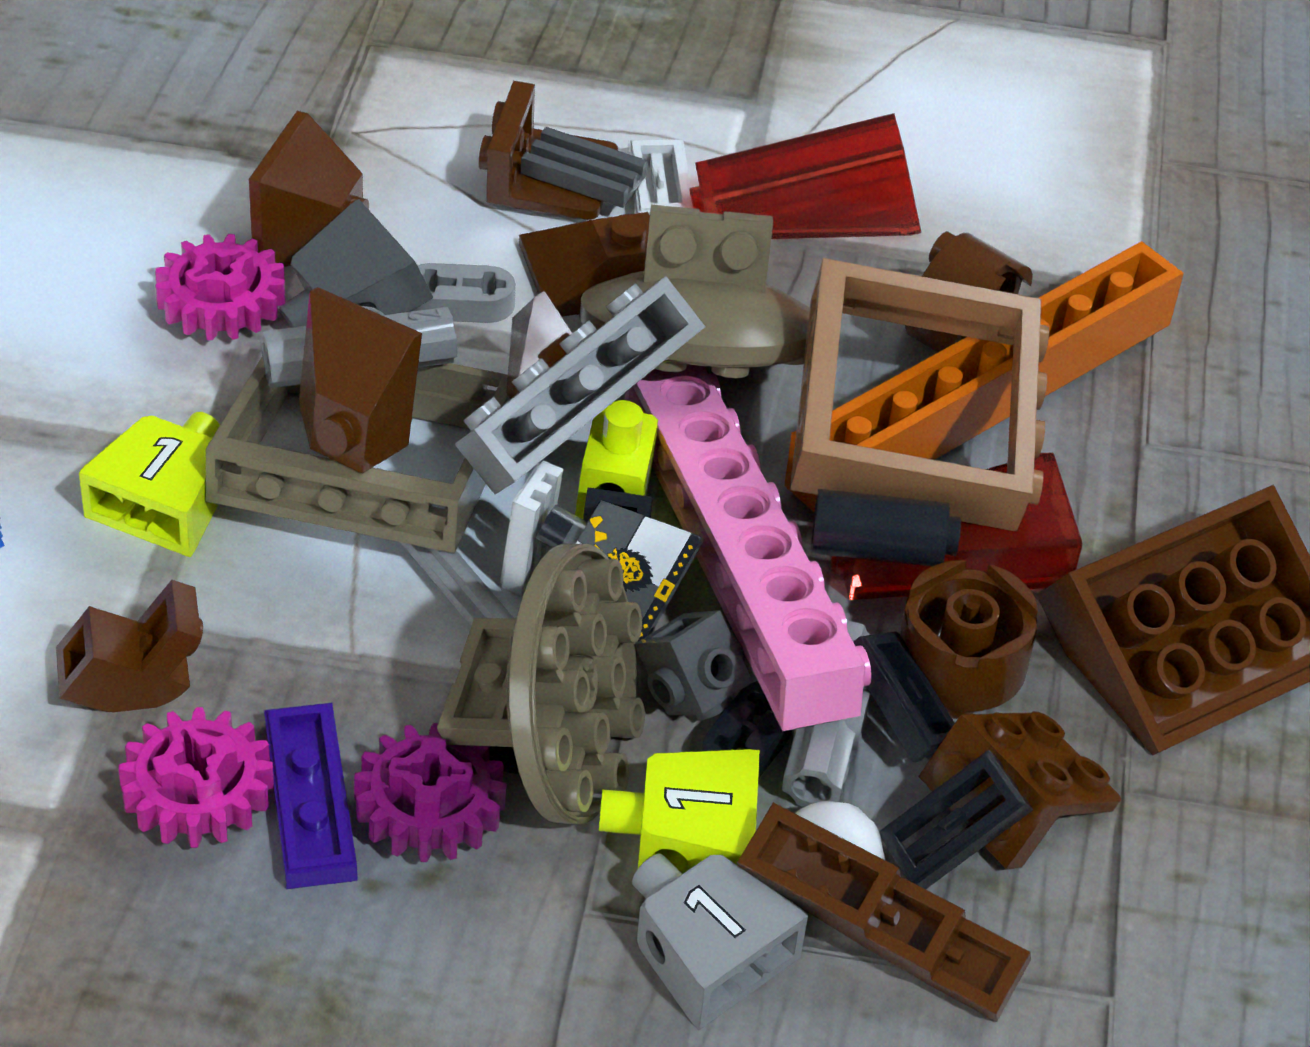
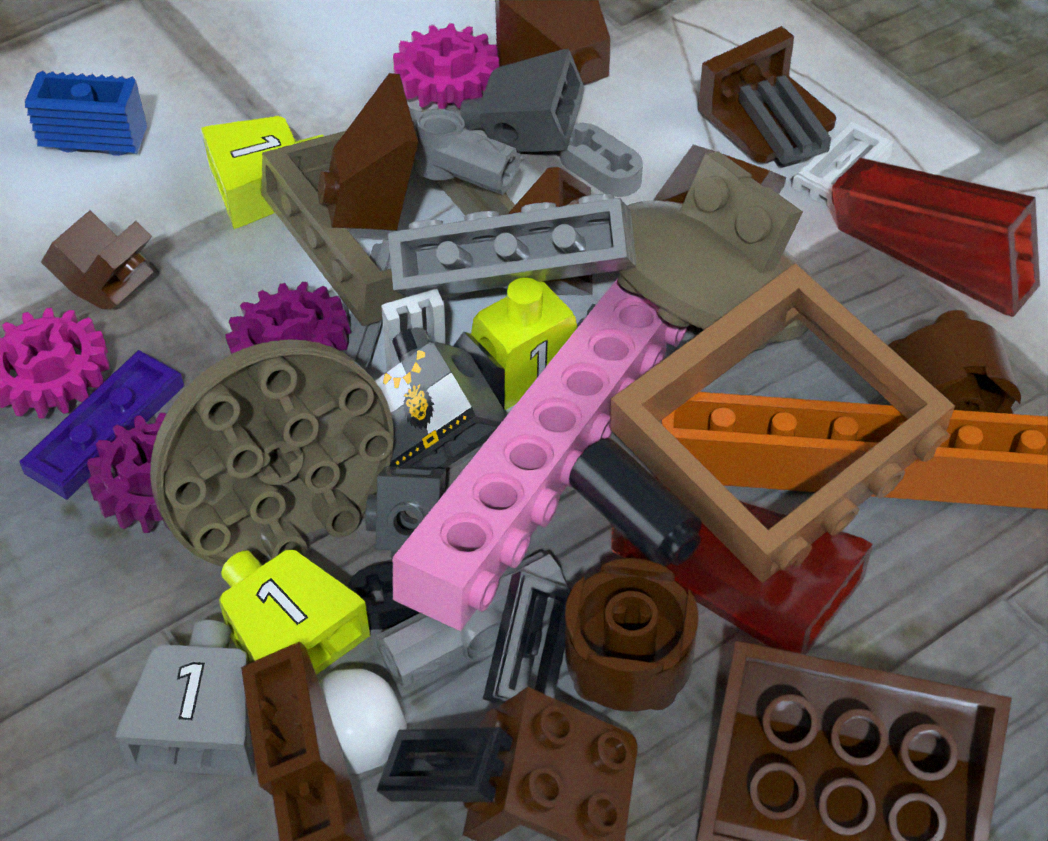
camera: 50 degrees right, 5 degrees up
(394, 602) = (291, 317): none -> magenta gear

